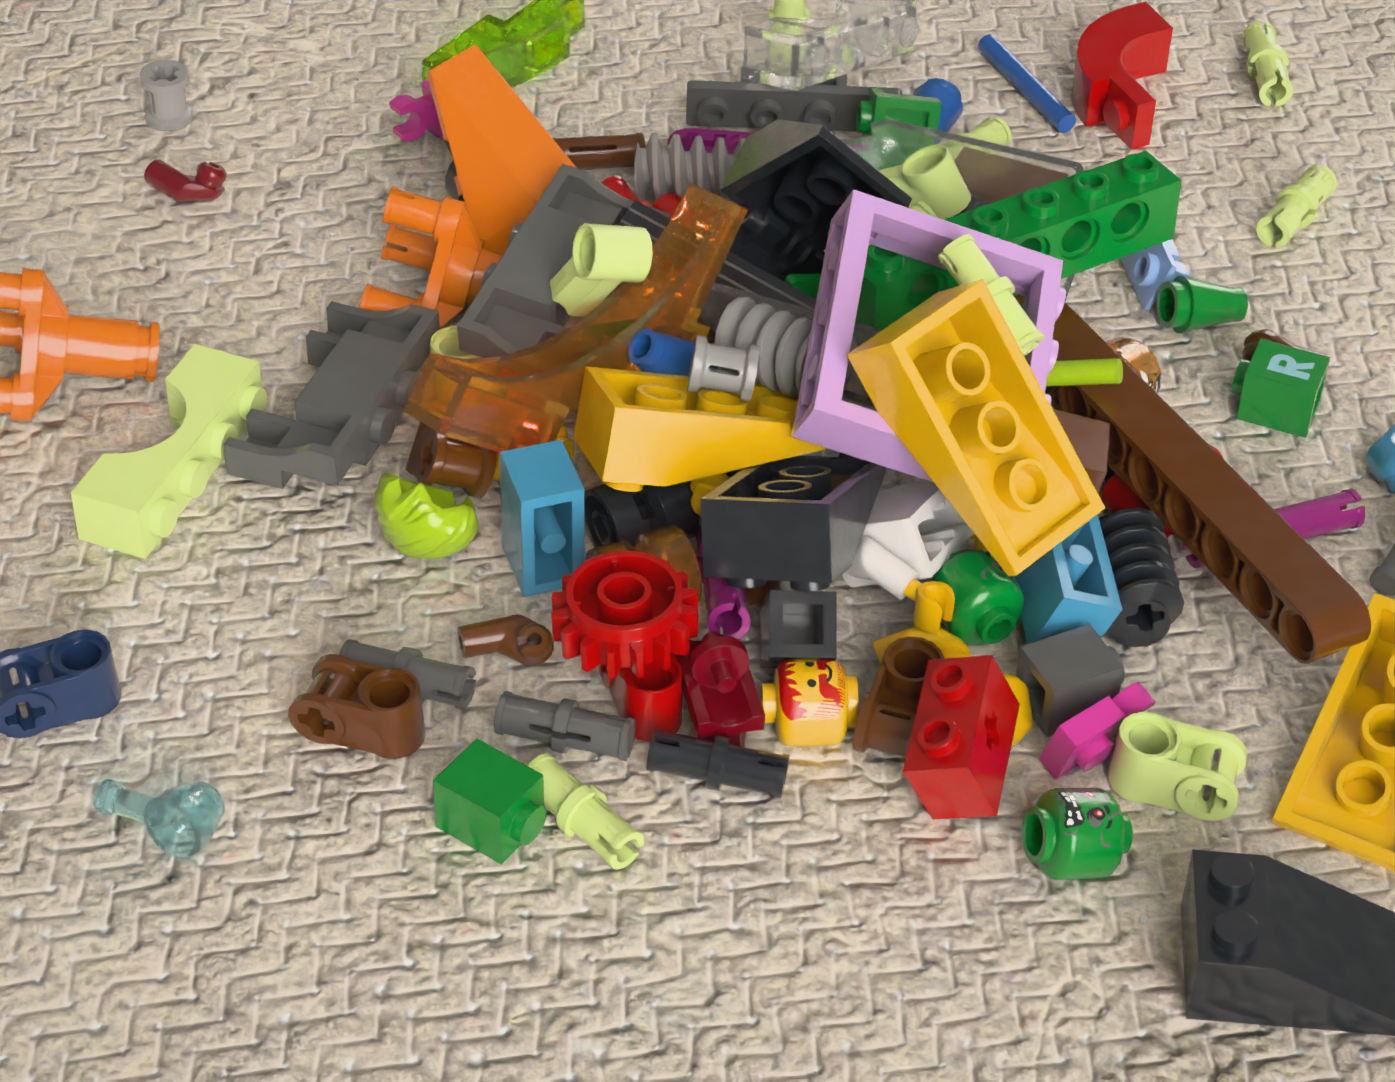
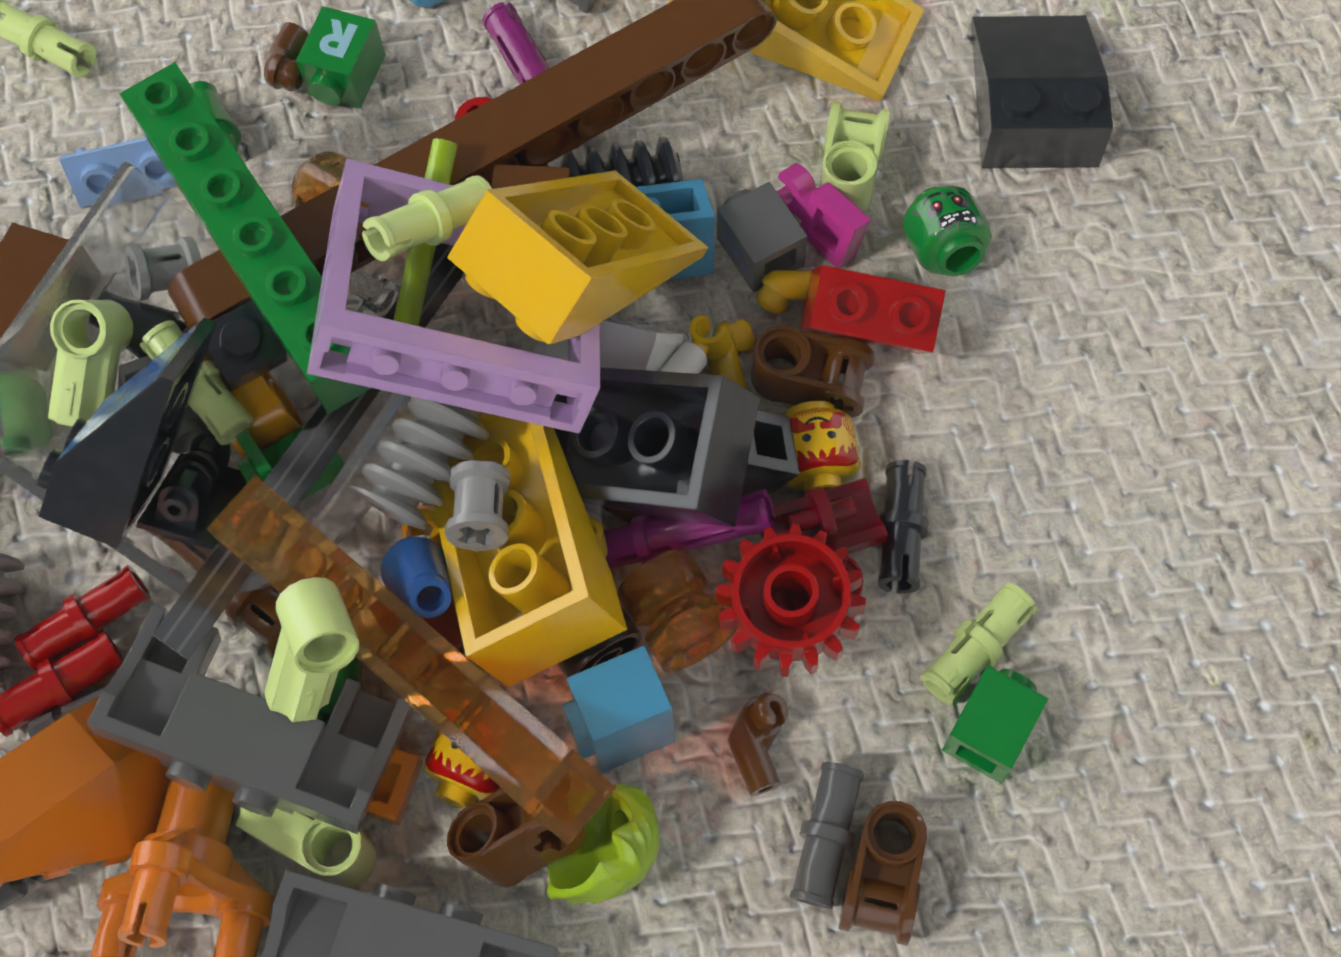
camera: 90 degrees left, 25 degrees up
(565, 725) = (872, 672): dark grey pin -> none
(985, 597) = (674, 304): green head -> none

